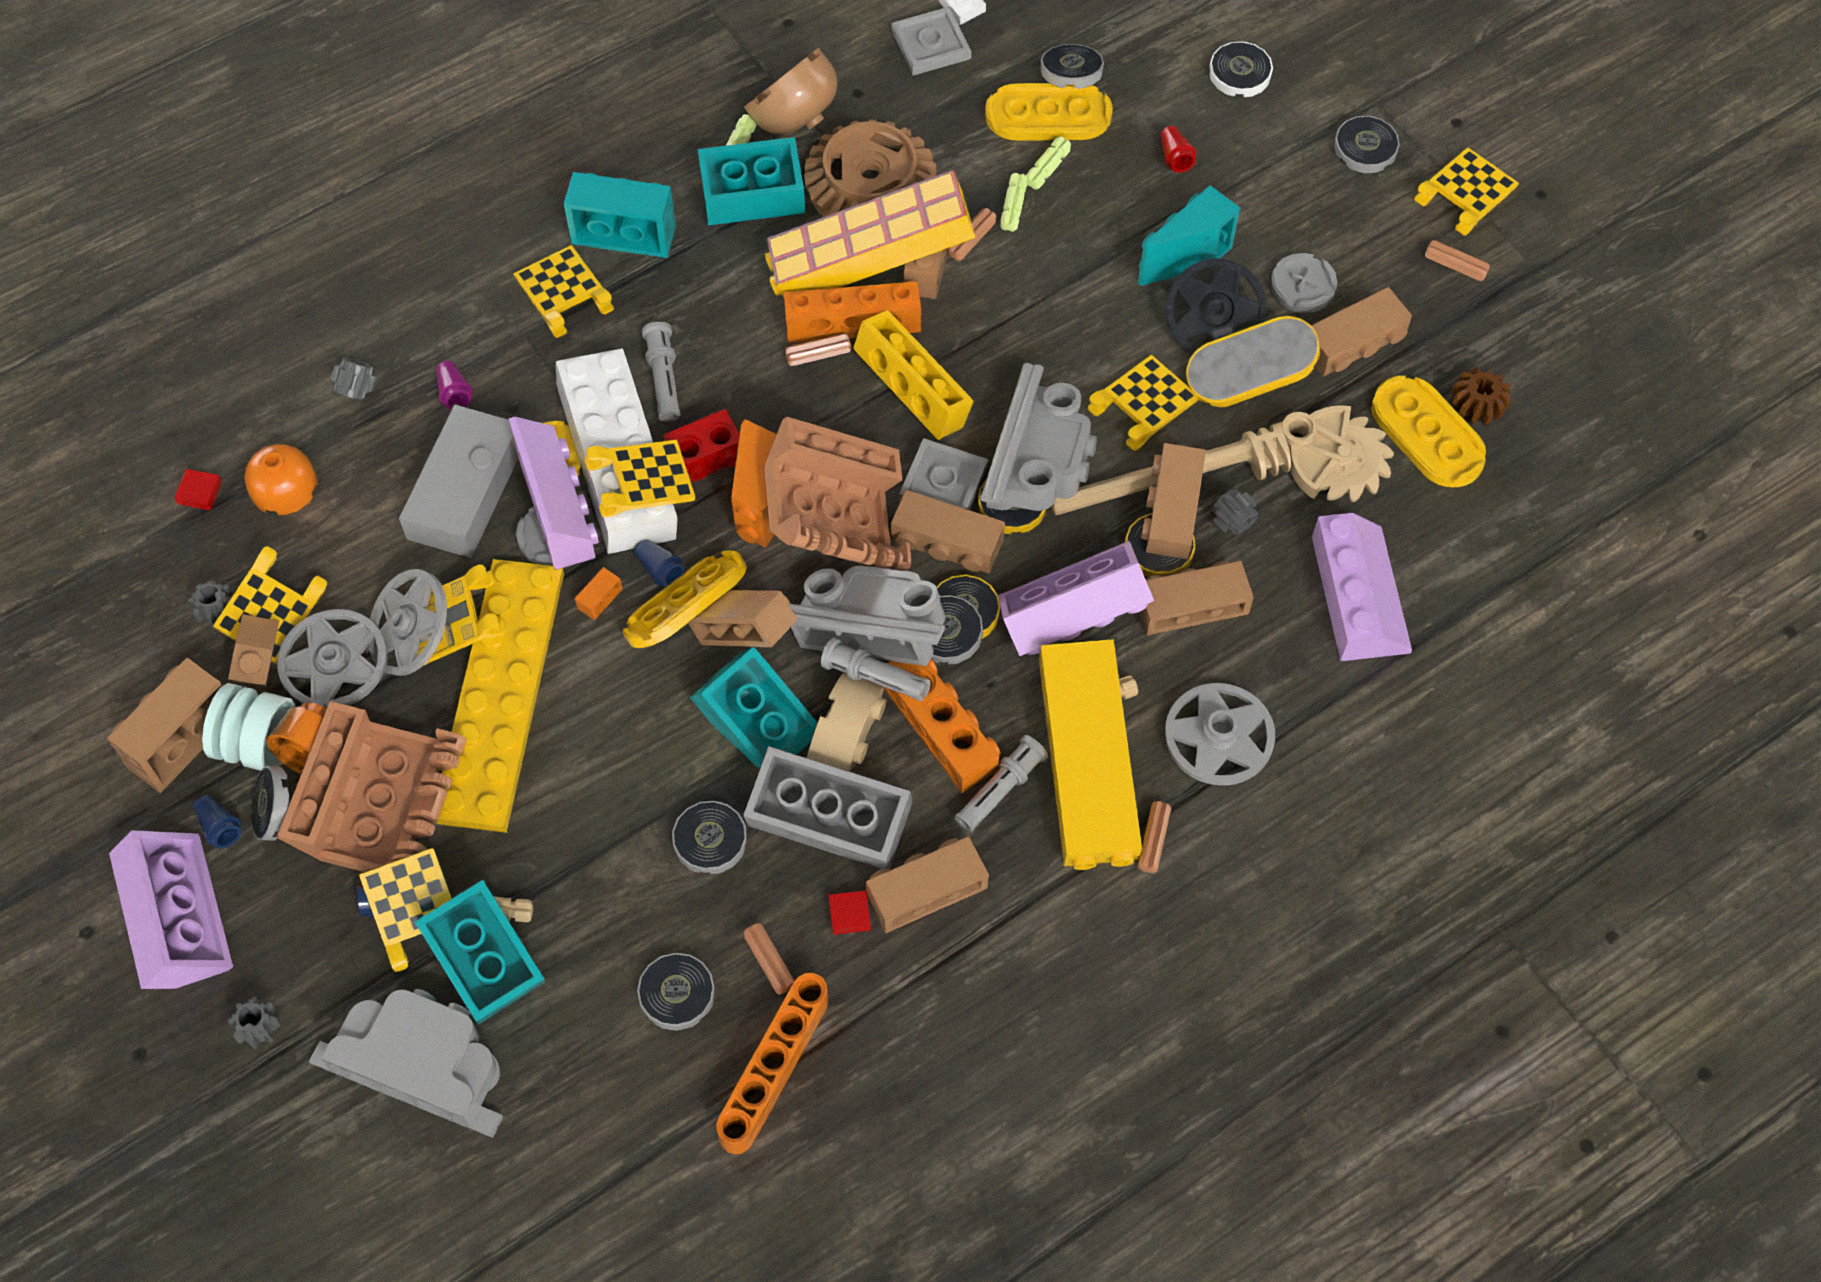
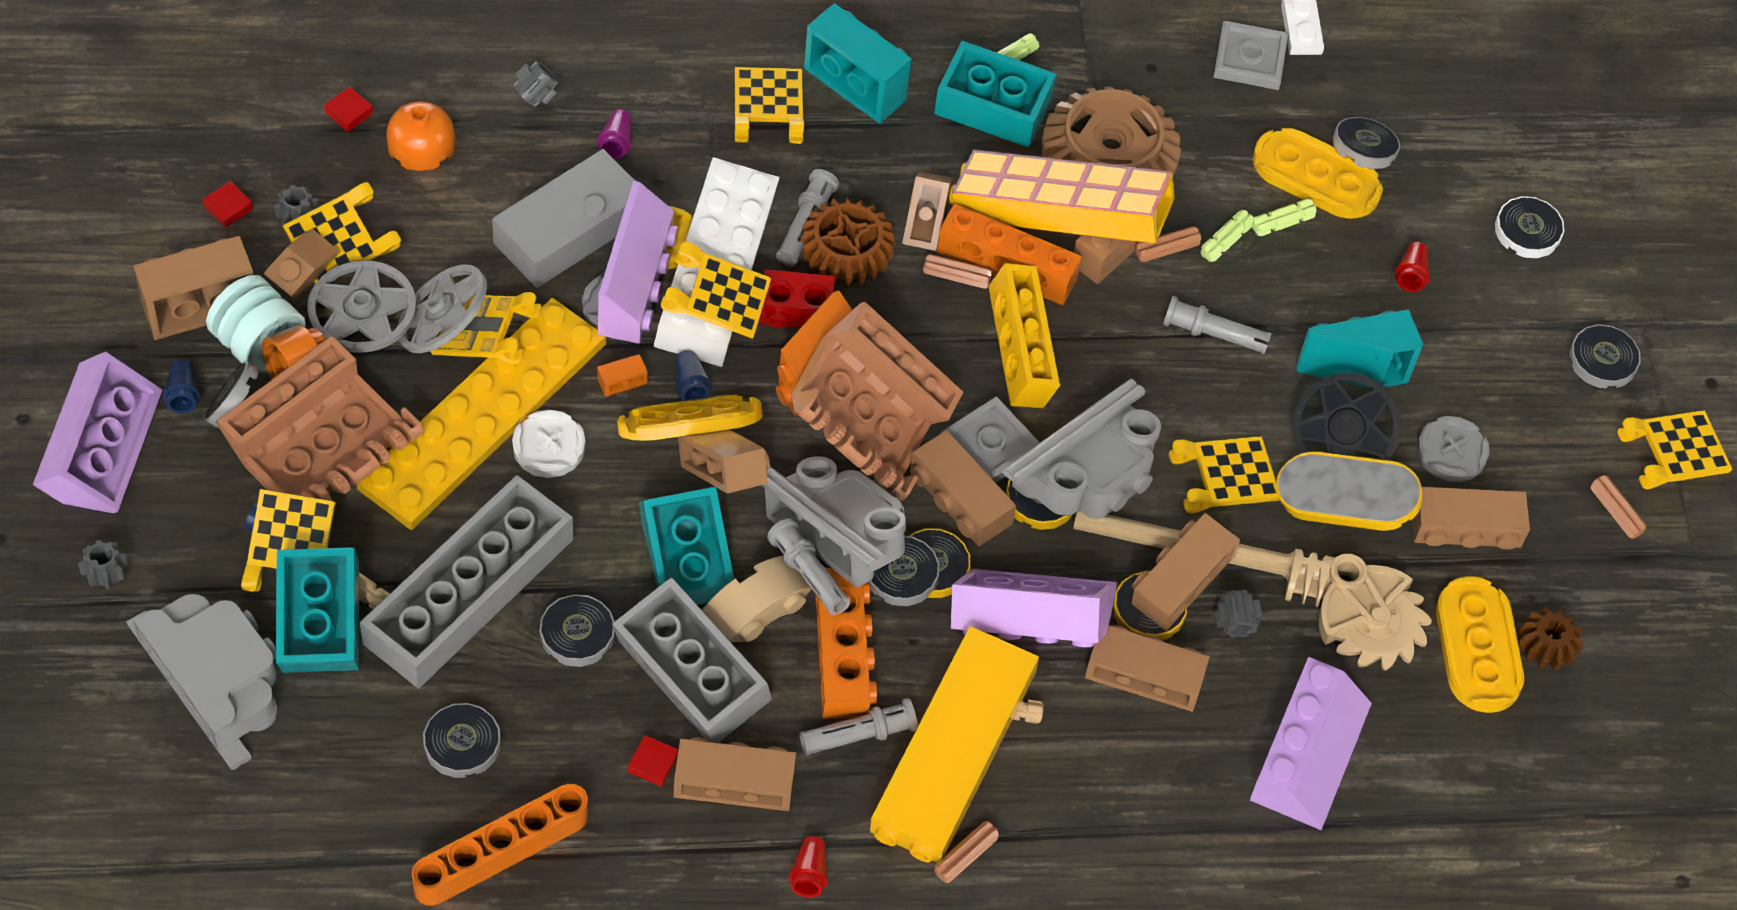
camera: 25 degrees right, 5 degrees down
(145, 634) = (227, 204): none -> red tile
(575, 688) = (548, 444): none -> white tile
(590, 851) = (467, 581): none -> light grey brick
(712, 385) = (853, 232): none -> dark orange gear
(760, 310) = (927, 210): none -> slope
(769, 958) = (557, 755): nougat axle -> none
(796, 97) = (1086, 40): medium nougat cylinder -> none
(1041, 284) = (1199, 320): none -> light grey pin
(1041, 928) = (809, 869): none -> red cone
(1219, 734) = (1088, 798): light grey wheel -> none

